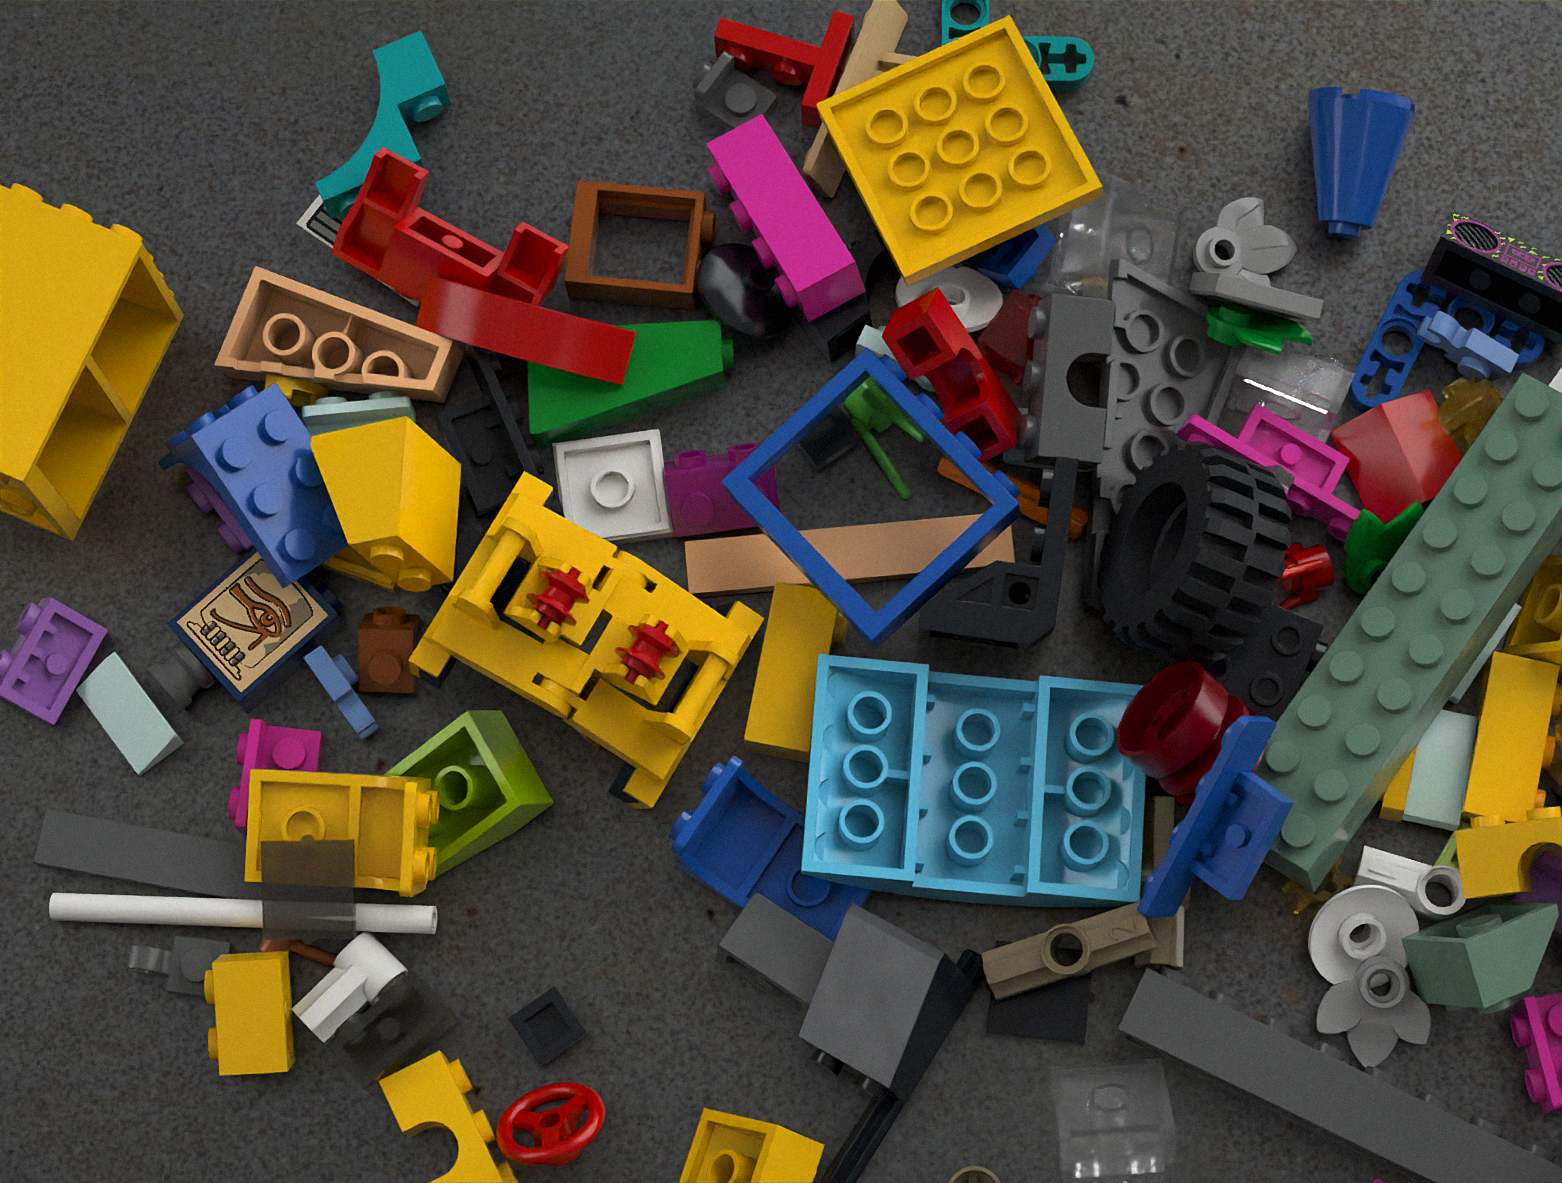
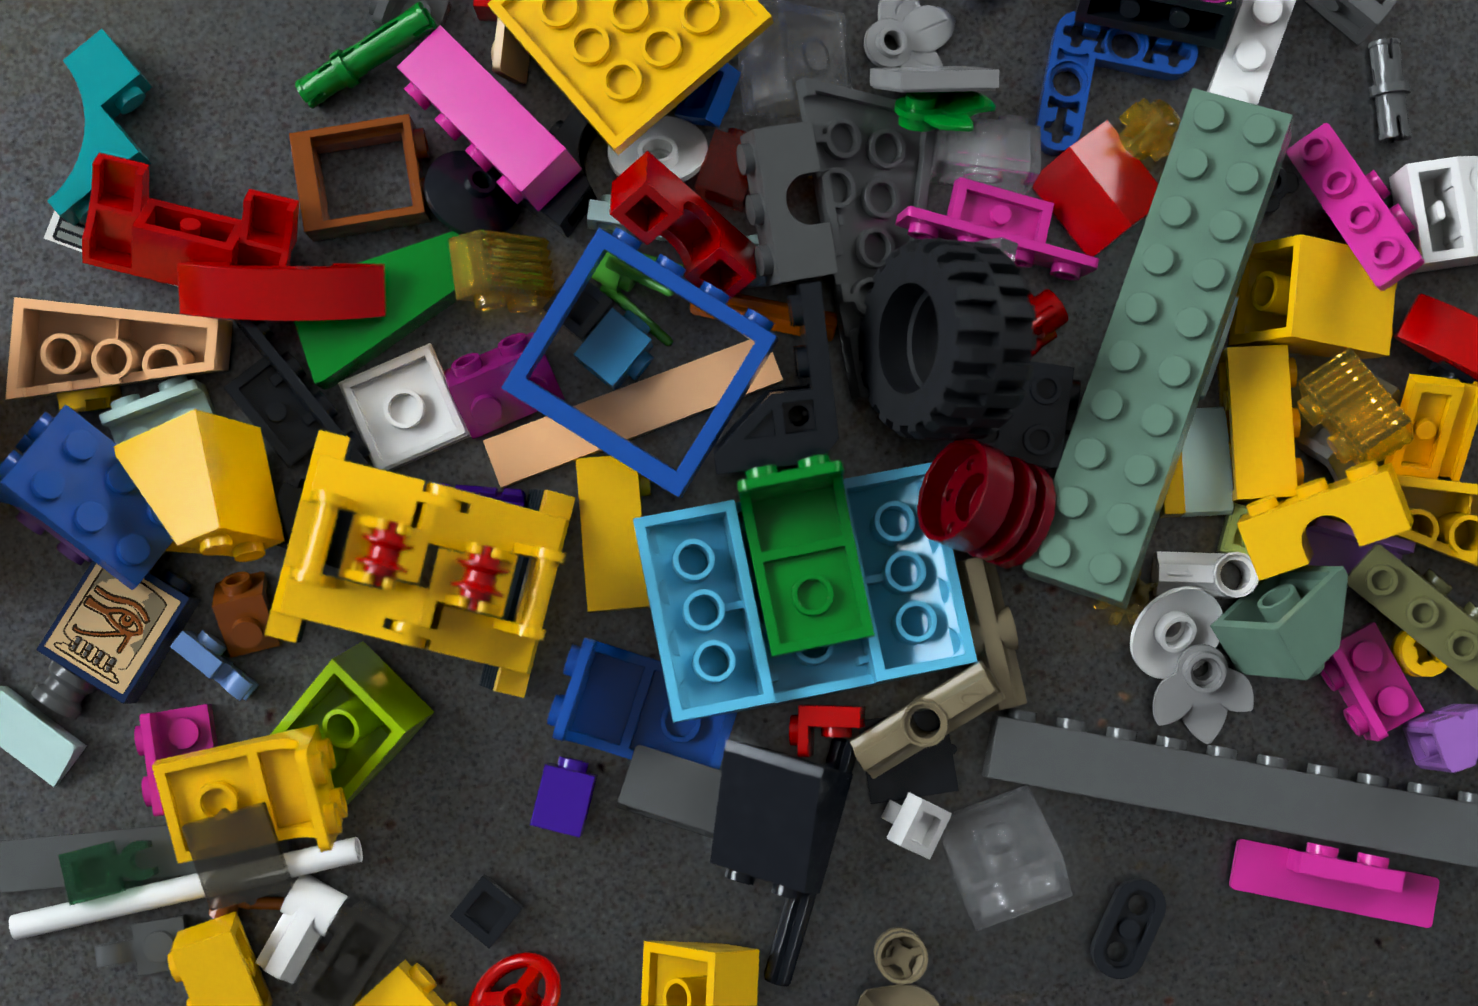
camera: 25 degrees left, 10 degrees up
(159, 866) = (100, 870): none -> clear green plate
(664, 929) = (564, 797): none -> dark purple brick
(685, 123) = (350, 65): none -> green pin
(754, 370) = (501, 270): none -> clear yellow brick
(849, 485) = (616, 349): none -> dark azure brick
(970, 925) = (834, 720): none -> red bracket
(986, 734) = (804, 556): none -> green bracket
(1029, 1061) = (916, 824): none -> white tile
(1225, 826) = (1042, 583): blue bracket -> none
(1372, 545) = (1100, 281): green plate -> none
(1470, 349) = (1137, 74): medium blue plate -> none

